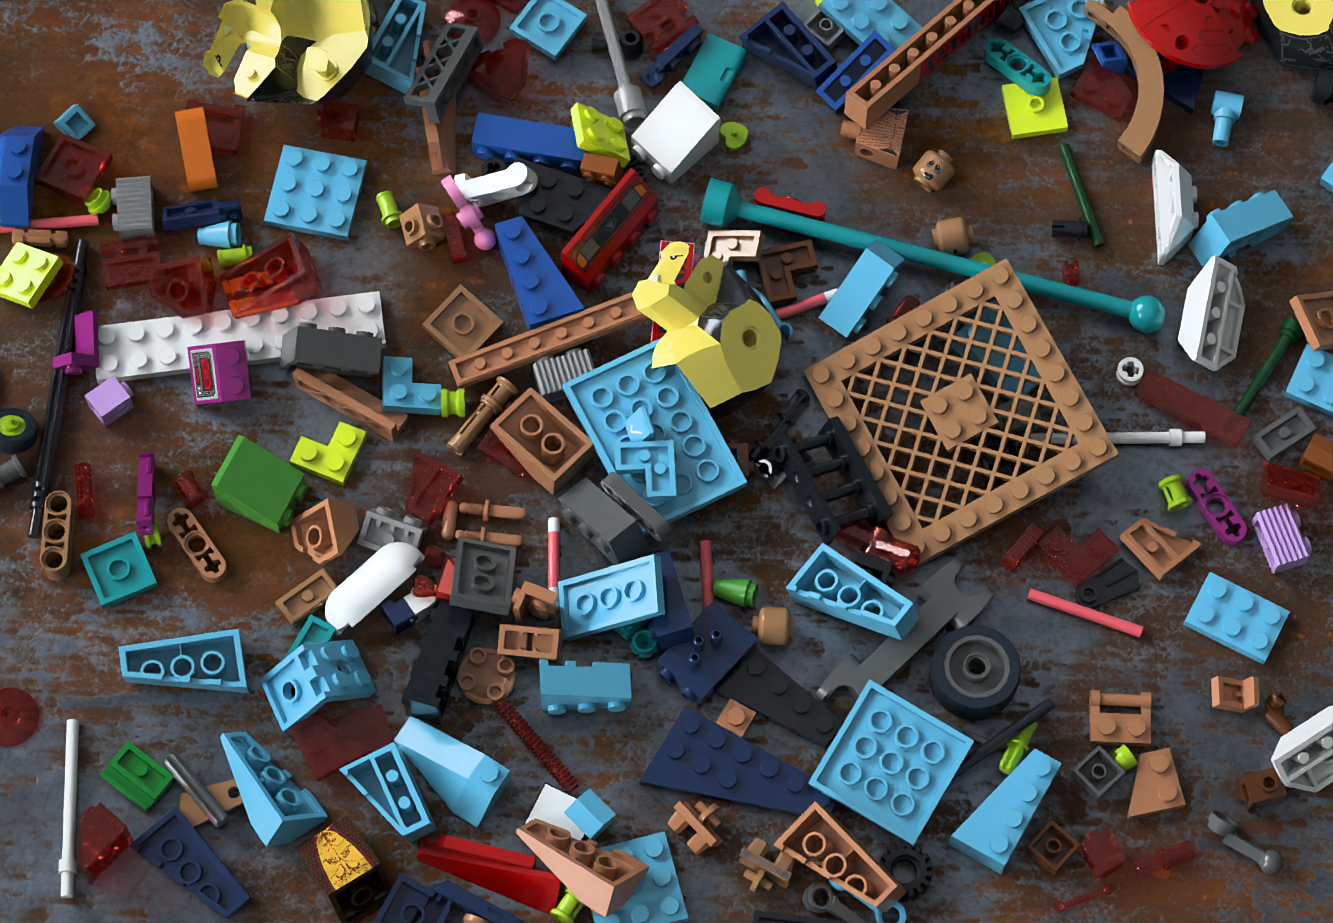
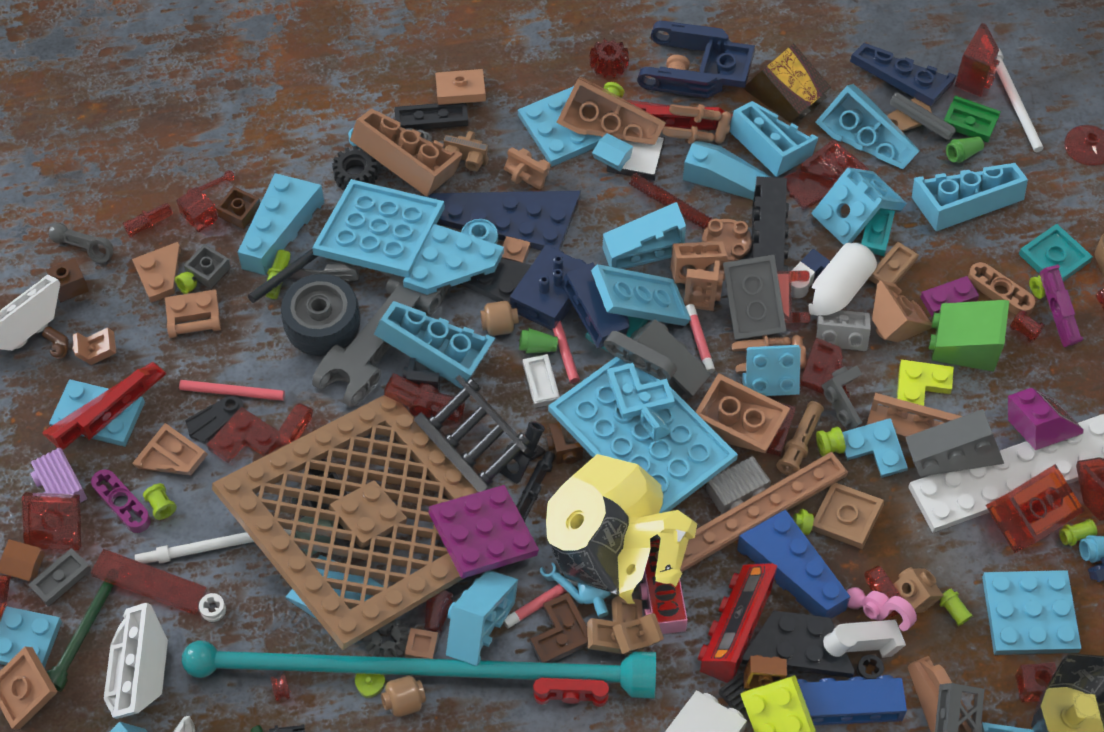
camera: 170 degrees right, 10 degrees down
(162, 736) = (964, 148): none -> bright green cone
(257, 551) = (951, 292): none -> magenta plate
(424, 454) = (836, 395): none -> dark grey bracket
(473, 826) = (699, 113): none -> nougat piece
(494, 482) = (773, 370): none -> medium azure bracket
(511, 323) = (804, 521): none -> lime plate
(715, 234) = (638, 633): none -> medium nougat bracket
(742, 549) = (540, 380): none -> white tile
(774, 736) = (481, 229): none -> medium azure plate
(813, 700) = (451, 259): none -> medium azure plate
(843, 370) = (483, 531): none -> magenta plate
(925, 284) = (421, 644): none -> nougat plate
(1229, 607) = (103, 409): none -> red wedge

